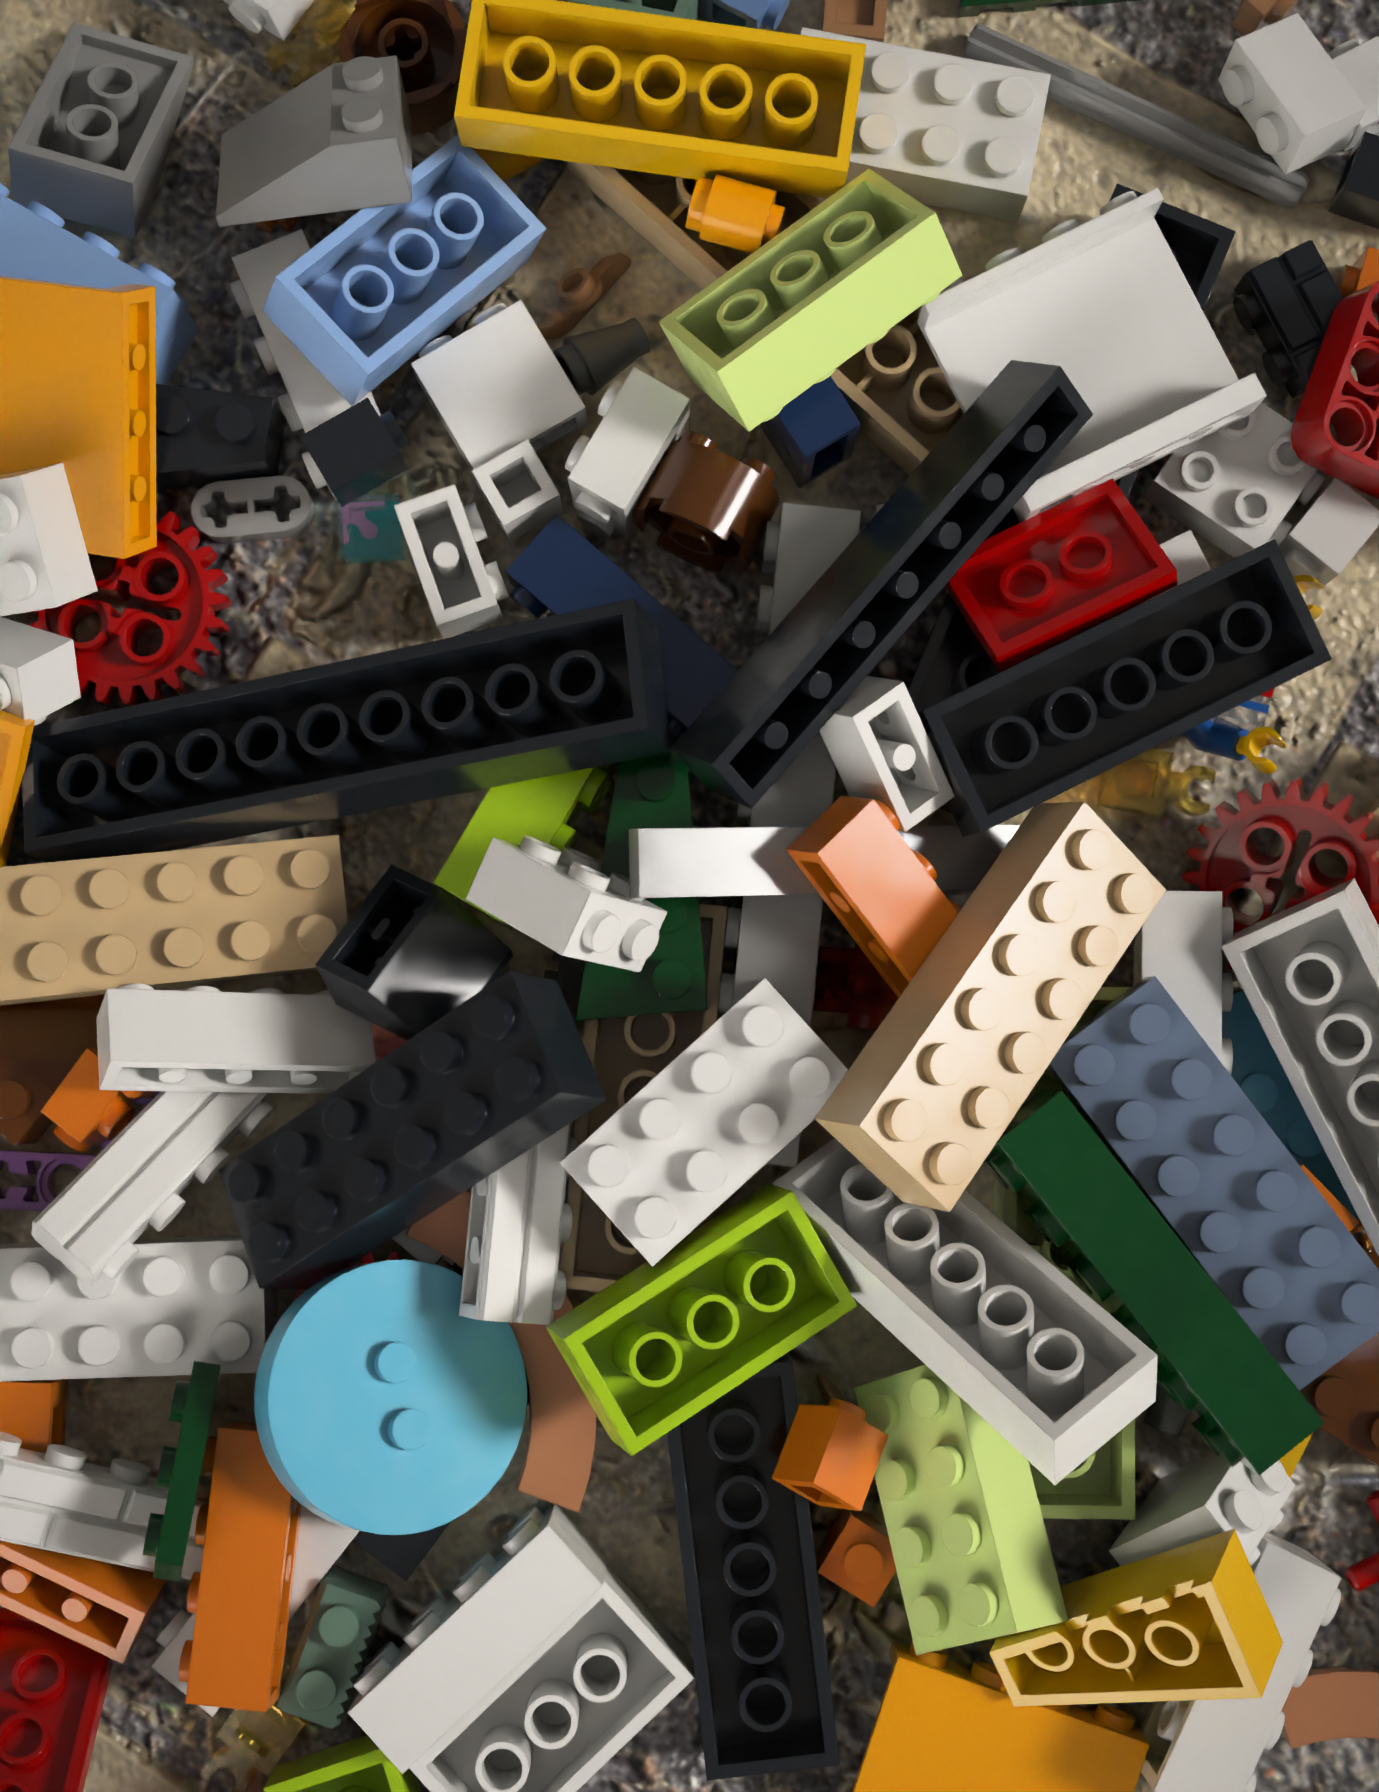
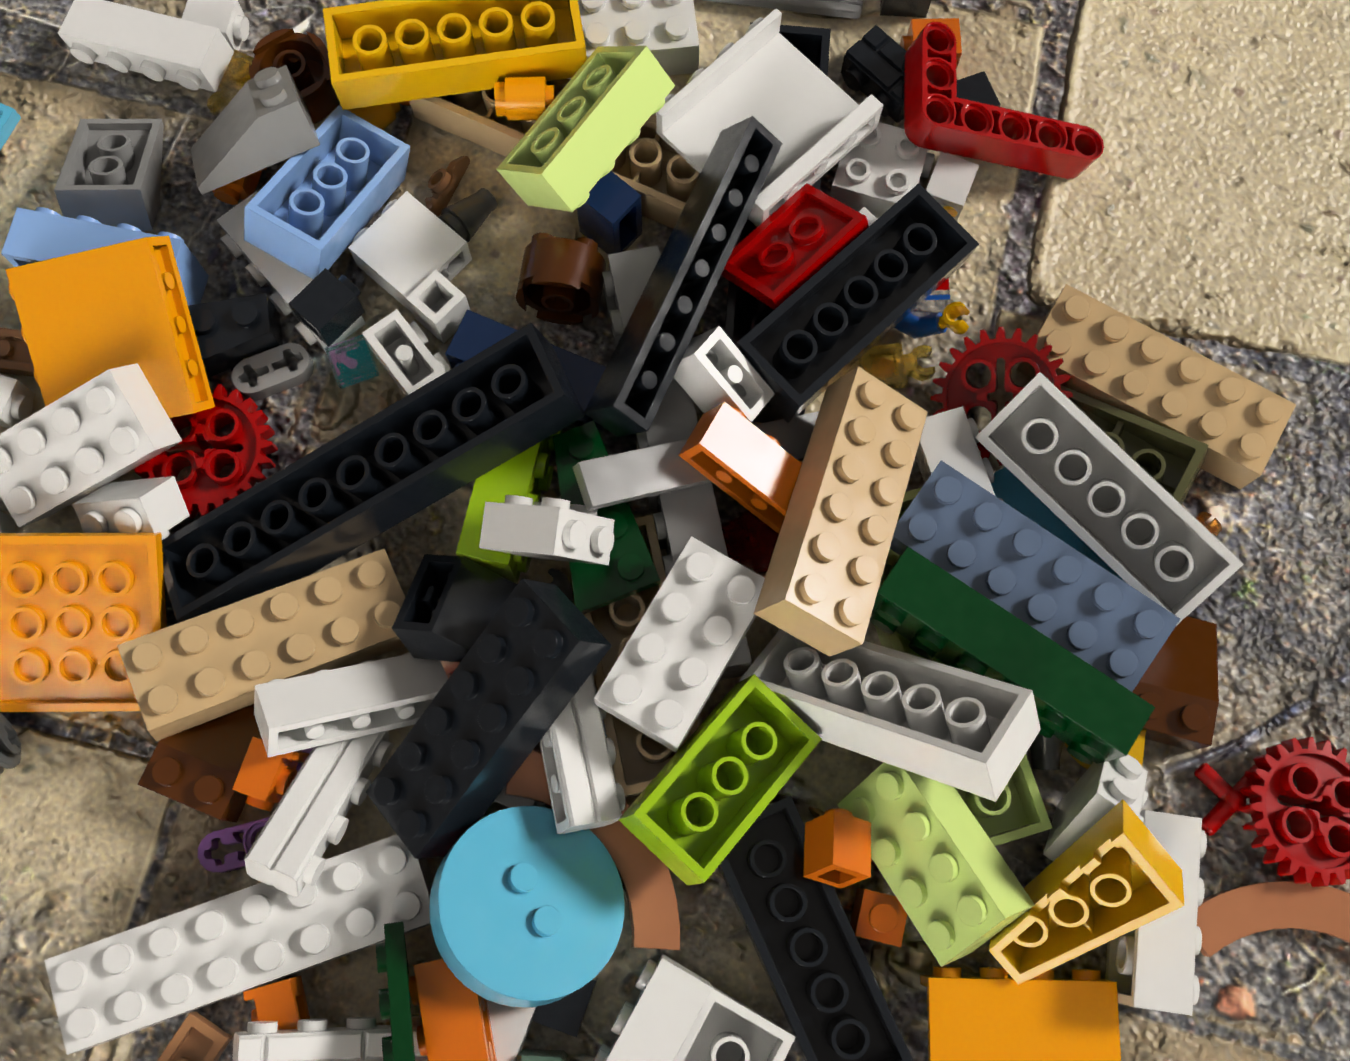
camera: 20 degrees left, 10 degrees down
(624, 451) = (498, 260): white brick -> none

